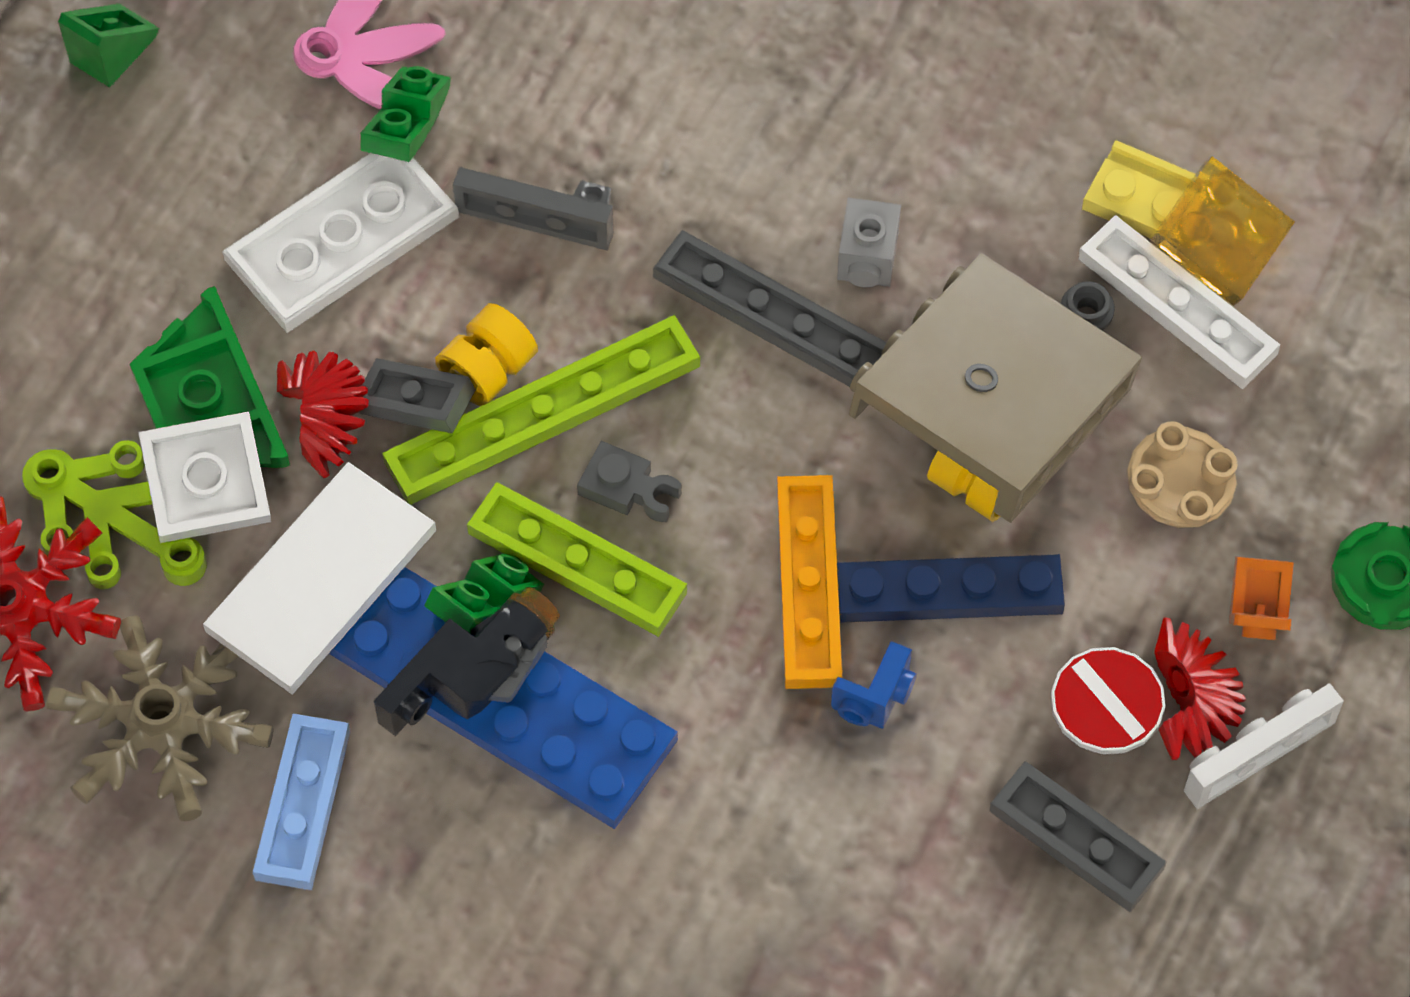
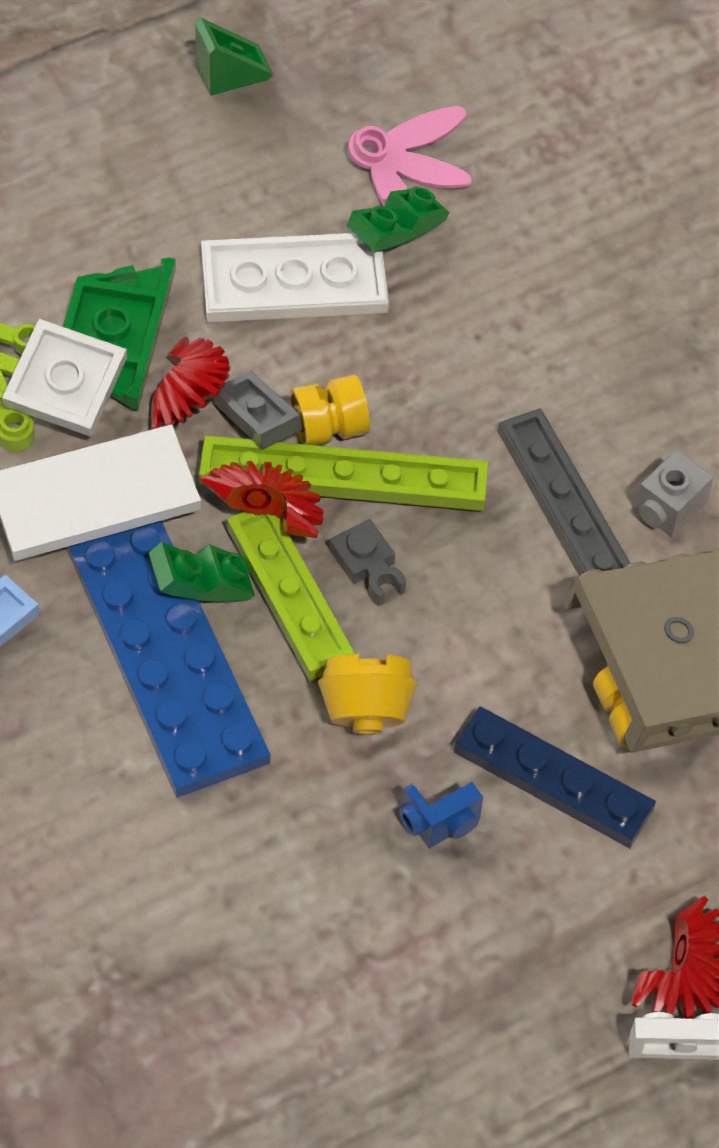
camera: 30 degrees right, 5 degrees down
(471, 667) = (144, 614): black plate -> none
(495, 472) = (268, 494): none -> red hair
(578, 217) = (467, 356): dark grey hinge -> none
(732, 615) = (368, 691): none -> yellow cone
(809, 581) = (448, 706): light orange plate -> none
(1077, 836) = (515, 1017): dark grey plate -> none
(1108, 700) = (612, 929): red piece -> none

